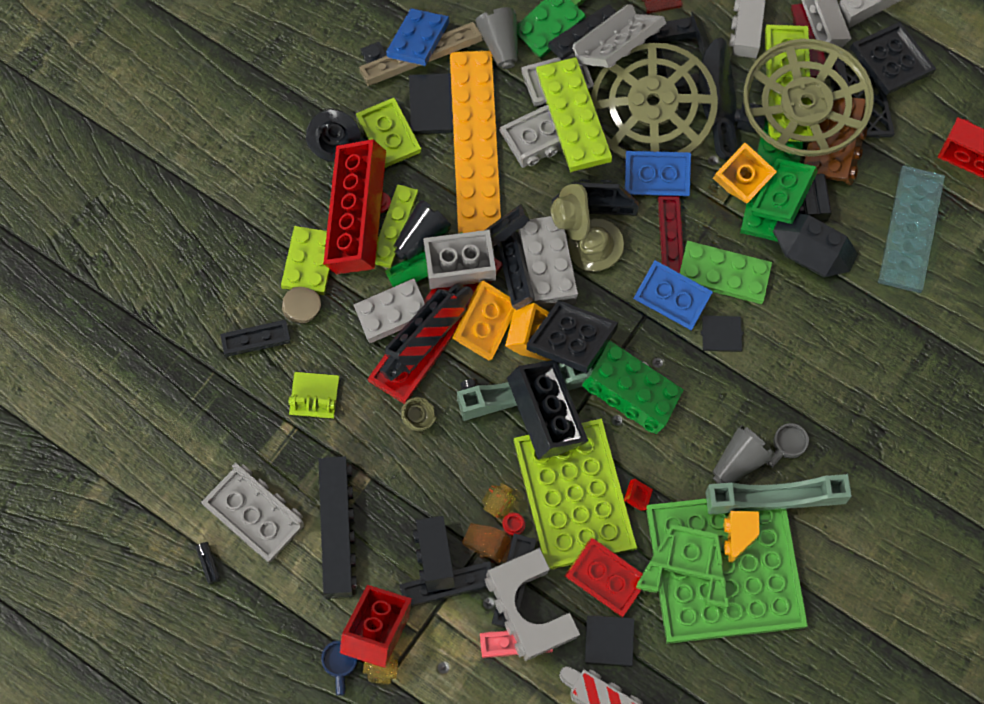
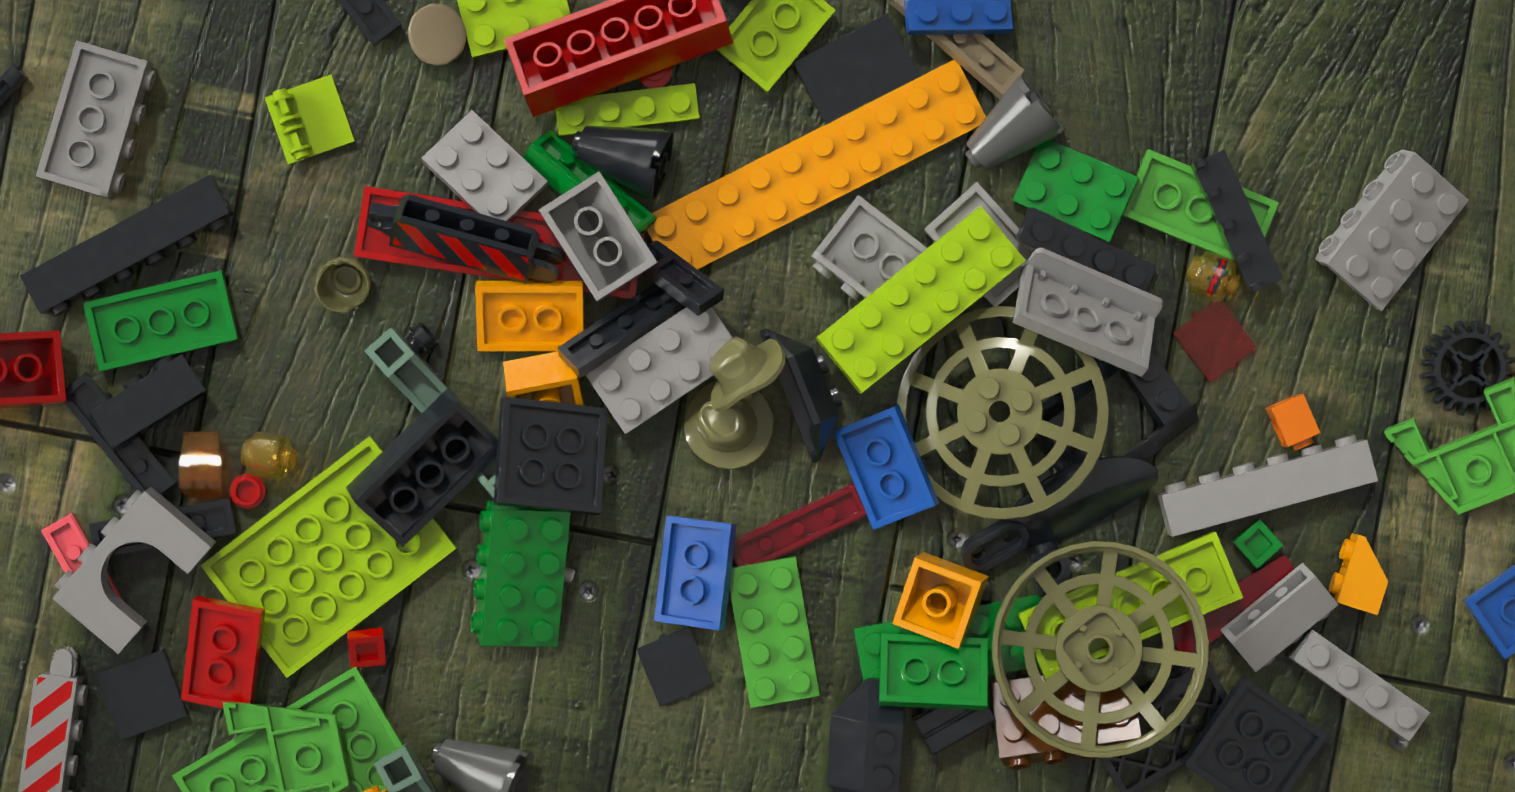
camera: 70 degrees right, 20 degrees up
(389, 528) = (161, 321): none -> green plate
(780, 14) = (1257, 543): none -> green plate

